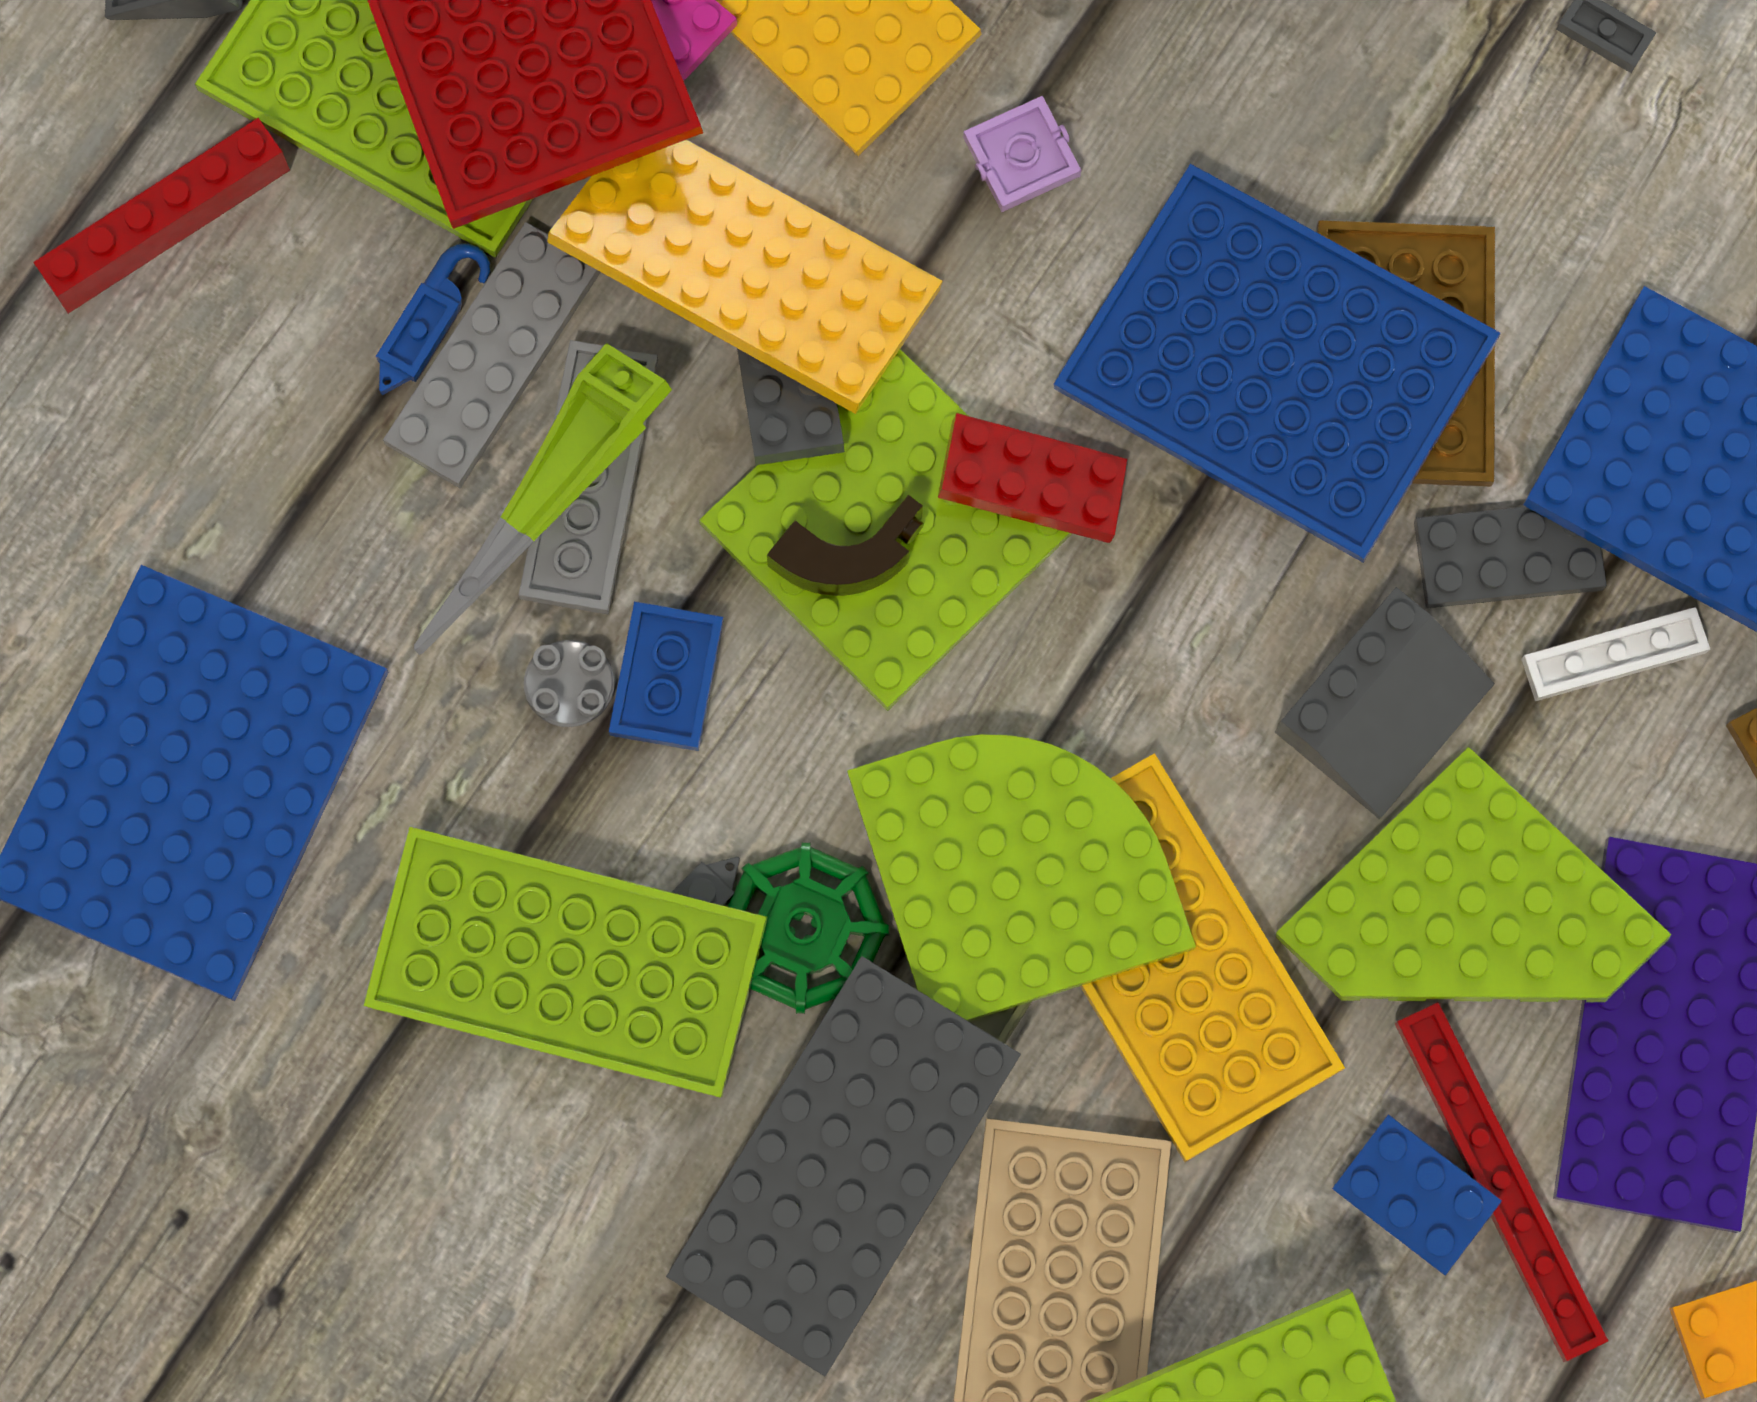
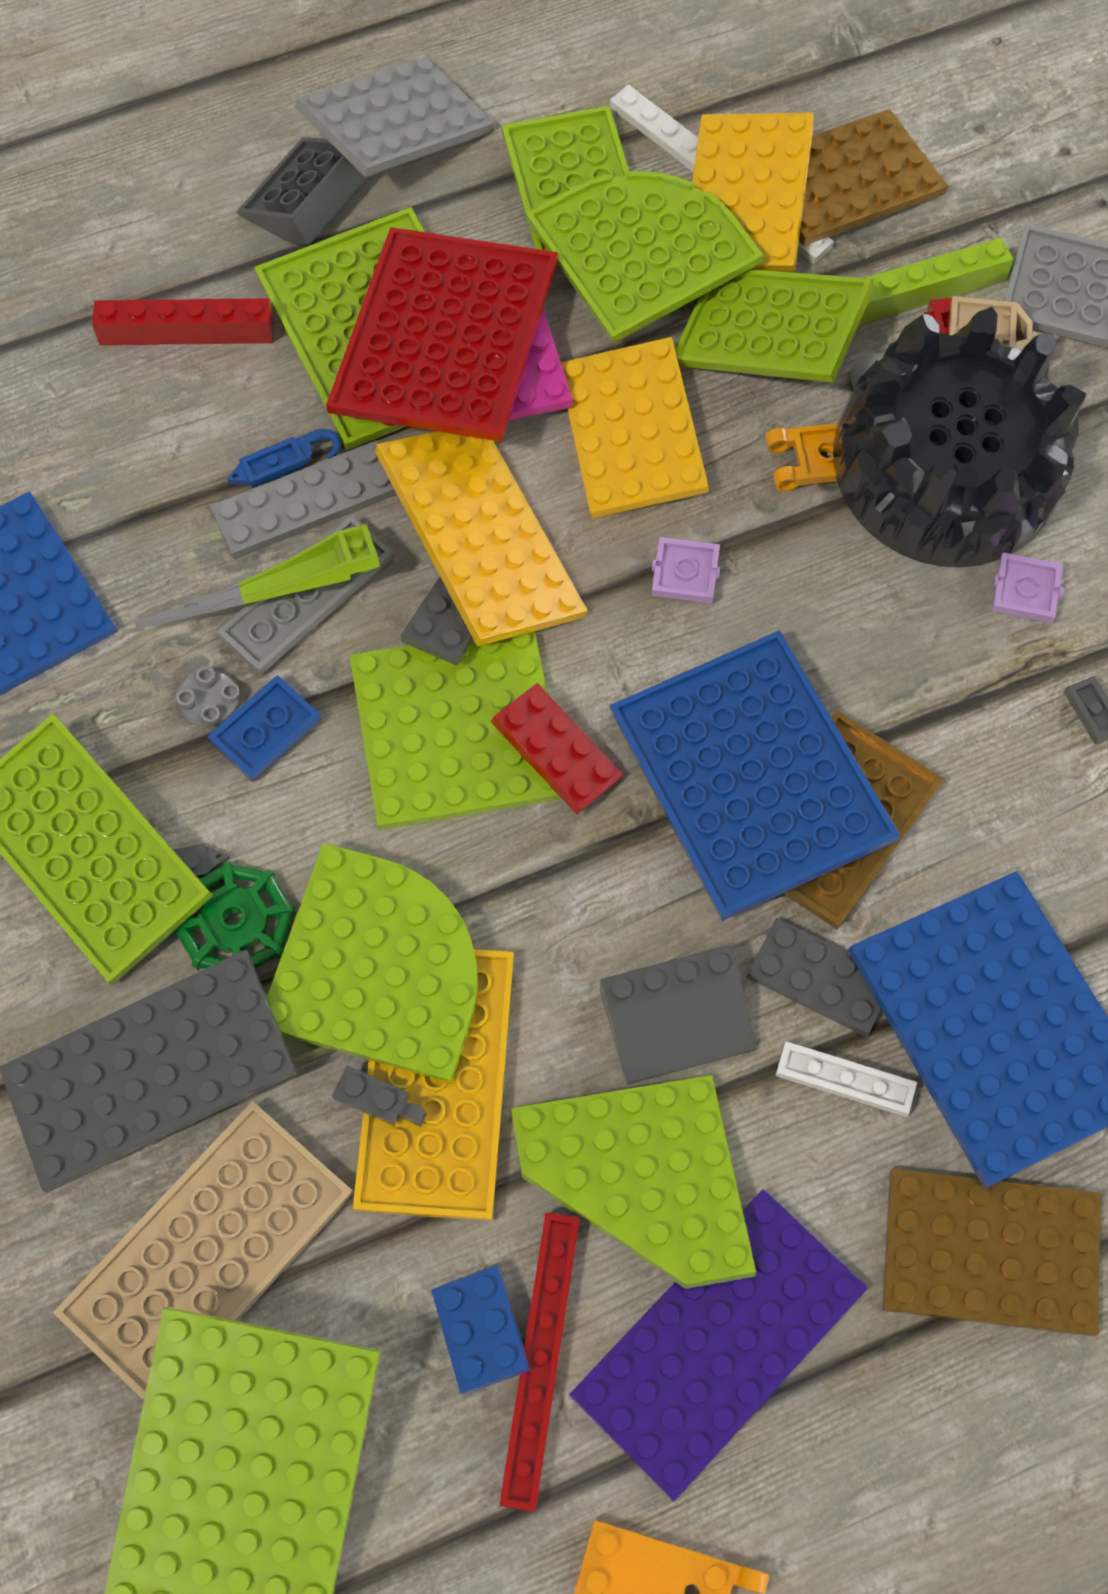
camera: 35 degrees right, 10 degrees down
(847, 569) = (412, 730): dark brown arch -> none
(1125, 1022) = (376, 1098): none -> dark grey plate

